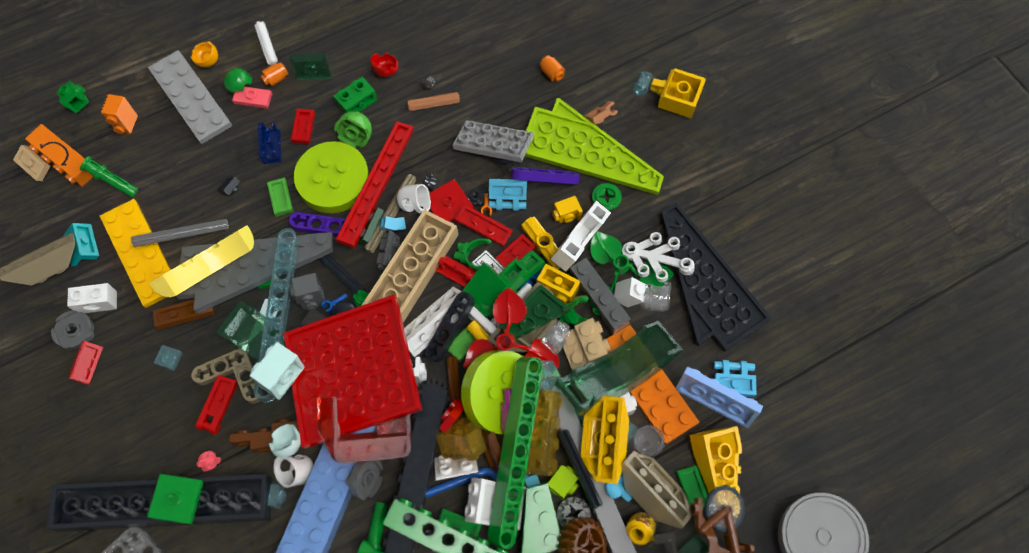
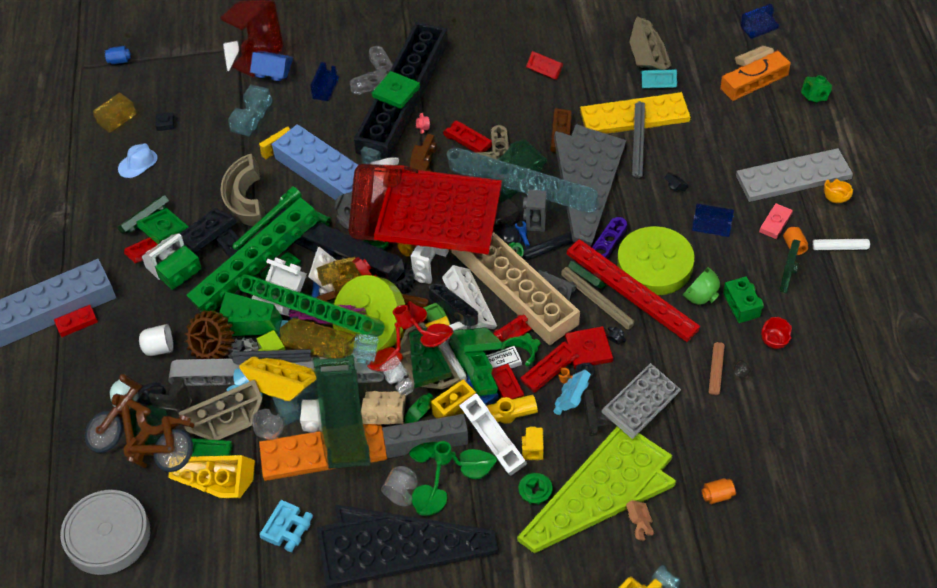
camera: 115 degrees right, 15 degrees down
(63, 325) = (584, 67): dark grey plate -> none
(92, 298) = (599, 75): white brick -> none
(101, 173) = (721, 92): green pin -> none
(119, 114) = (781, 114): orange brick -> none
(168, 357) = (524, 114): clear light blue plate -> none
(204, 263) = (591, 138): light yellow brick -> none
(236, 79) = (798, 209): green hair -> none
(277, 370) = (458, 155): light aqua brick -> none
(280, 197) = (651, 218): bright green tile -> none
(285, 441) = (403, 158): light aqua hair -> none
(303, 126) = (724, 251): red plate -> none
(392, 224) = (580, 291): medium azure piece -> none
(414, 197) = (602, 310): white helmet -> none
(545, 175) = (580, 431): dark purple beam -> none
(629, 292) = (416, 460): white brick -> none
(641, 528) = (199, 388): yellow head -> none
(655, 256) = (442, 501): white plant -> none
(718, 397) = (272, 492): light blue plate -> none

